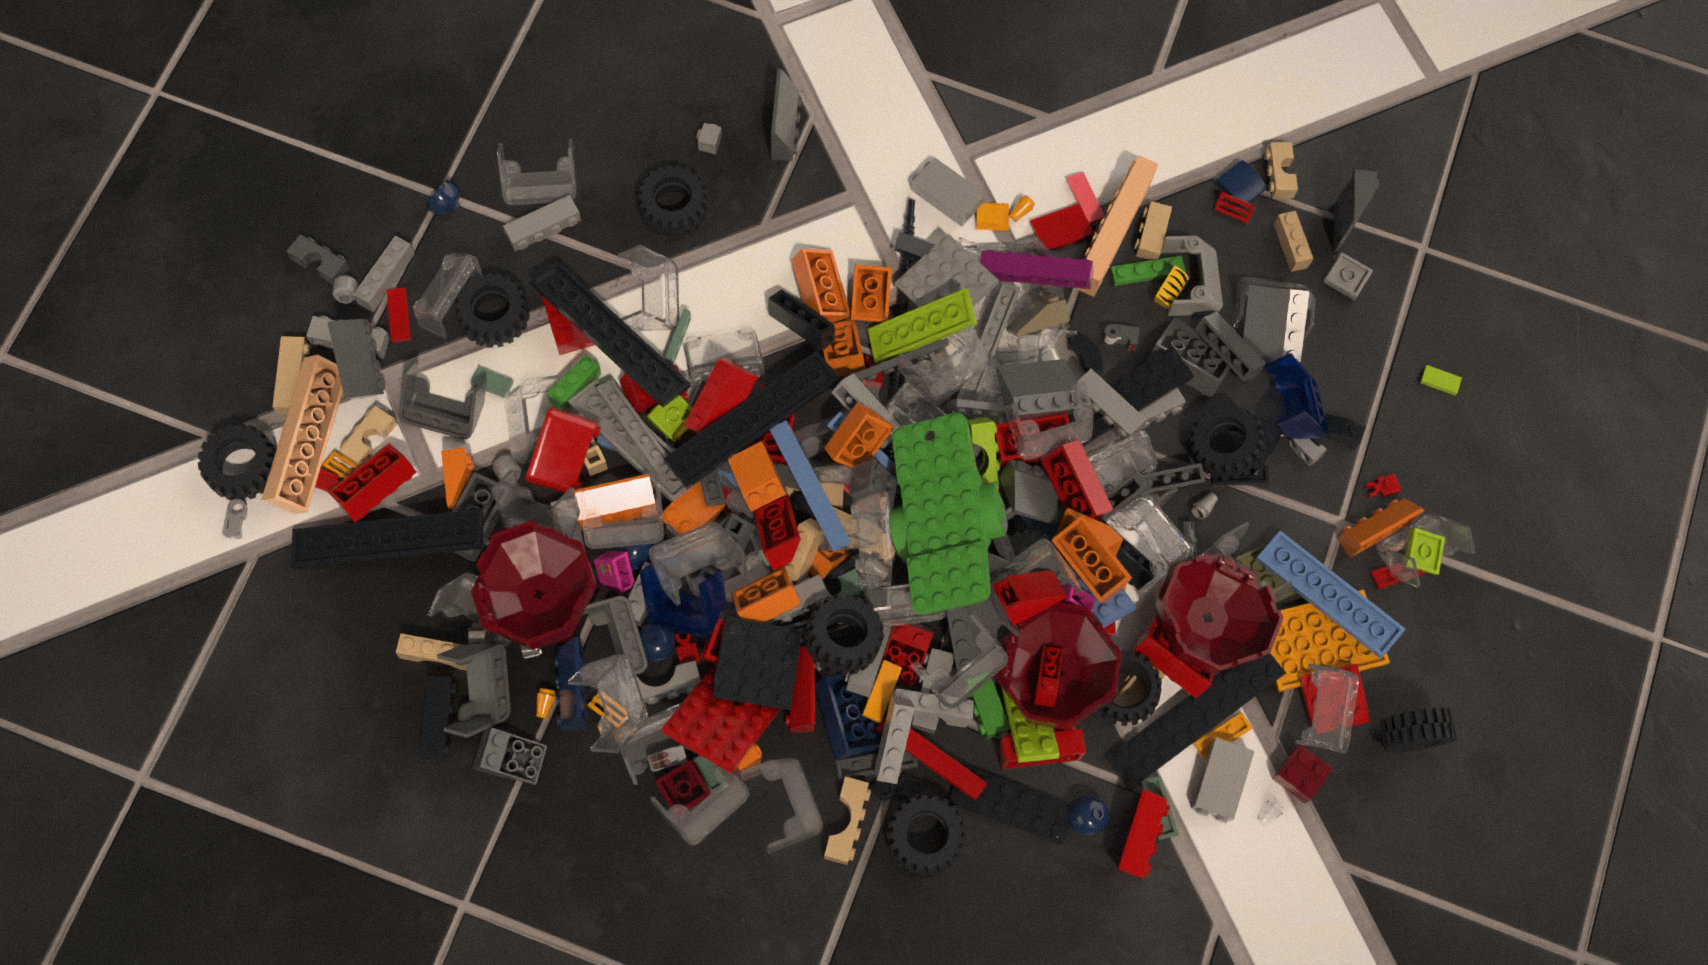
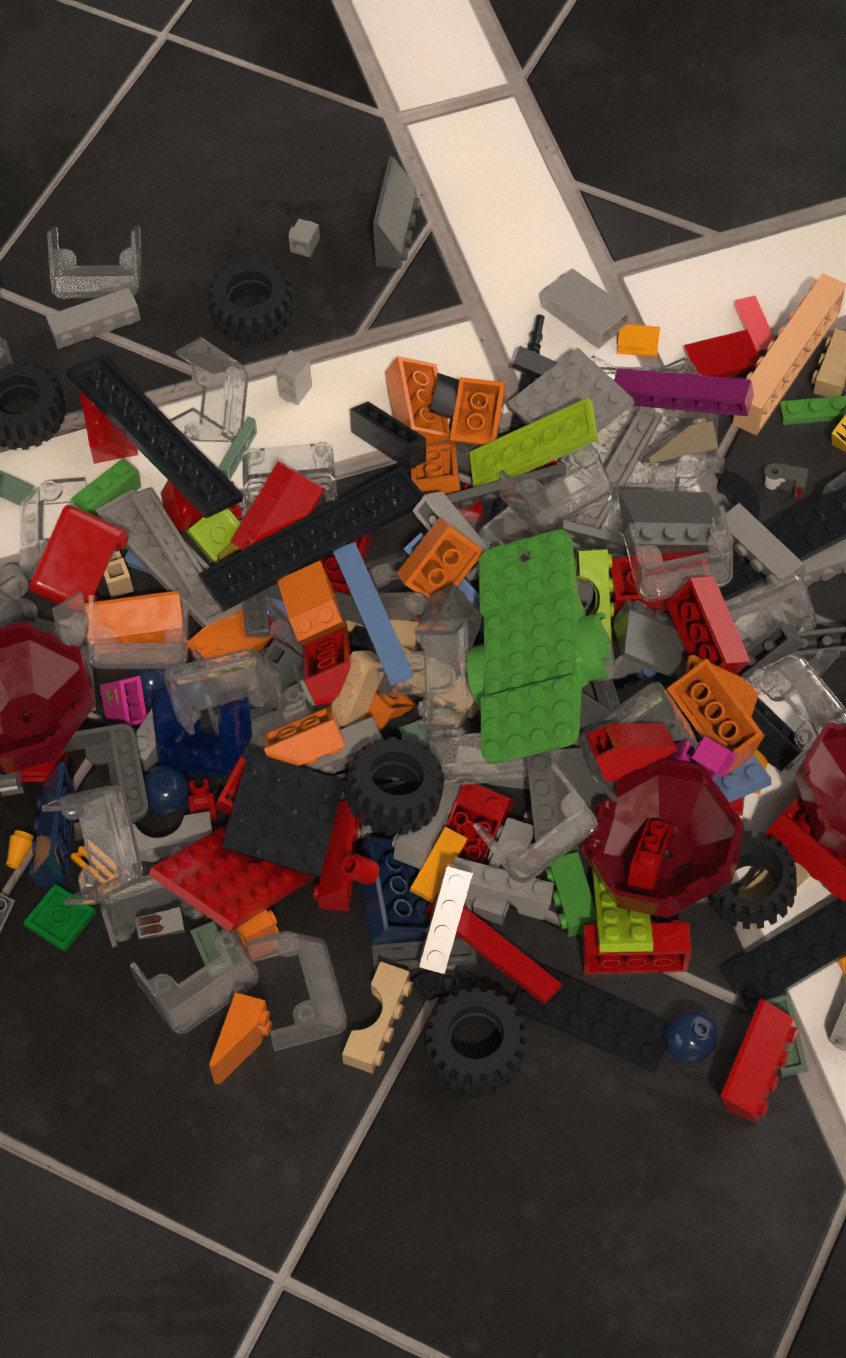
camera: 15 degrees right, 10 degrees down
(582, 761) = (59, 922): none -> green plate
(683, 786) = (173, 954): dark red brick -> none
(717, 271) = (294, 377): none -> light grey brick
(745, 842) = (240, 1035): none -> orange slope
(824, 705) = (360, 869): none -> red brick
(843, 280) = (444, 395): none -> black slope
(1022, 207) = (677, 329): light orange cone -> none
(1094, 597) = (714, 756): none -> dark pink brick

